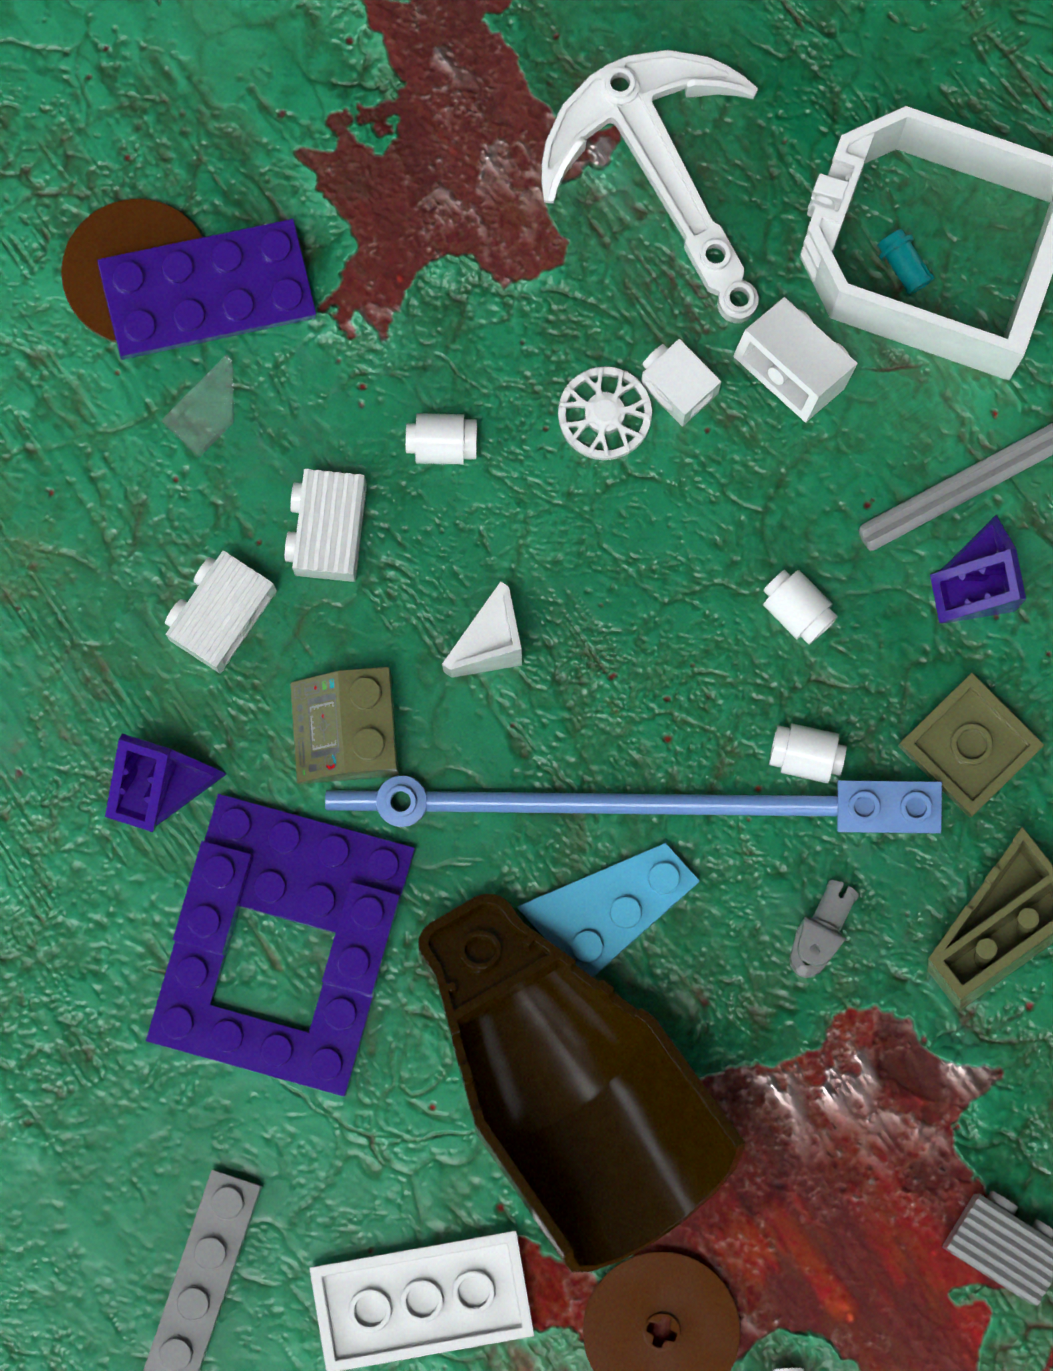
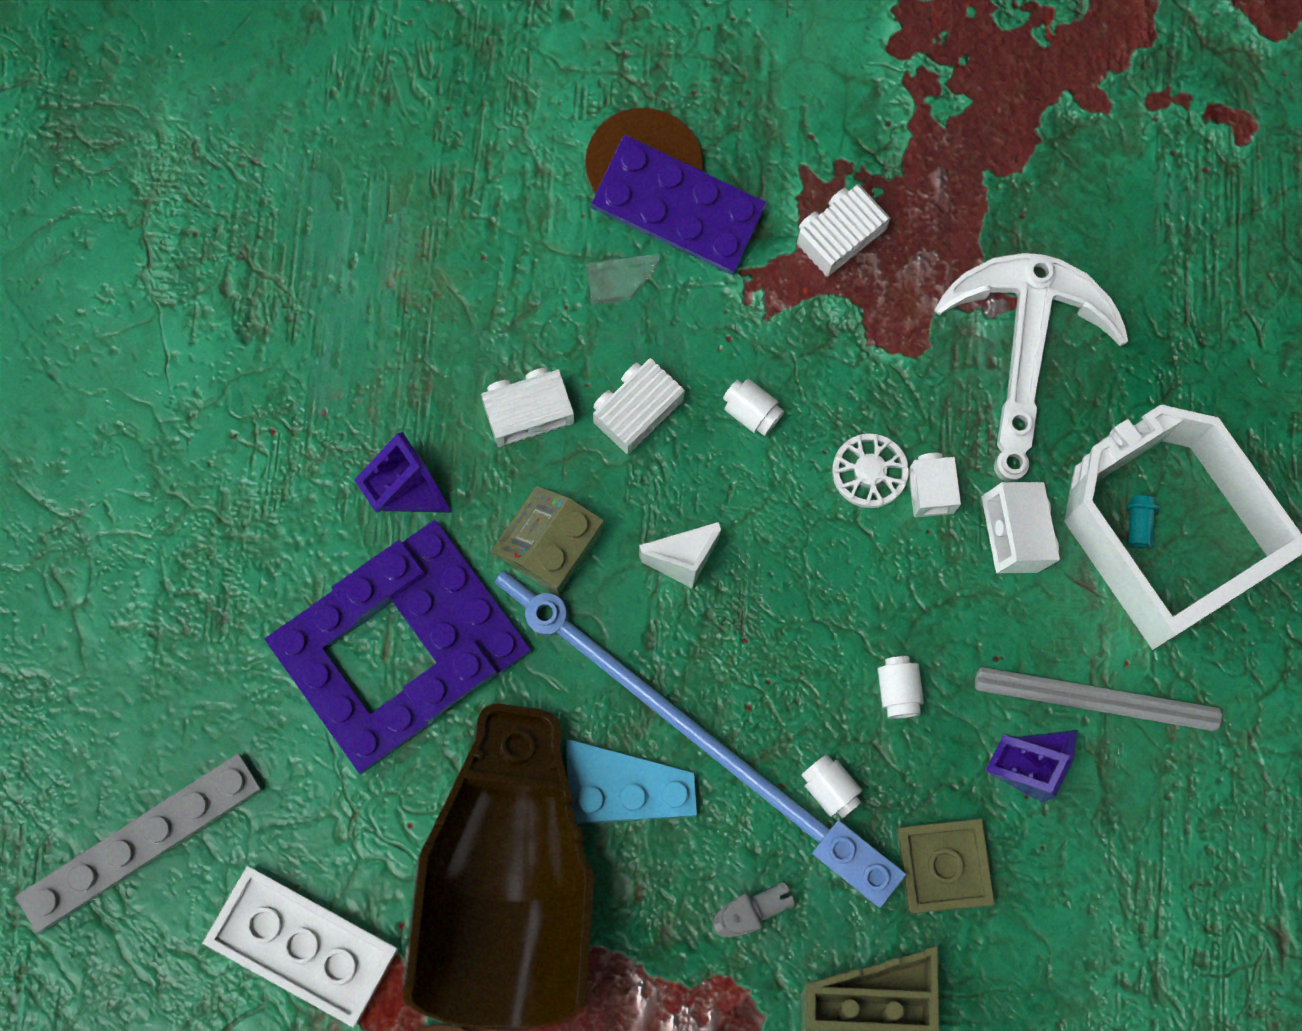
camera: 30 degrees right, 5 degrees down
(390, 188) = (841, 229): none -> white brick

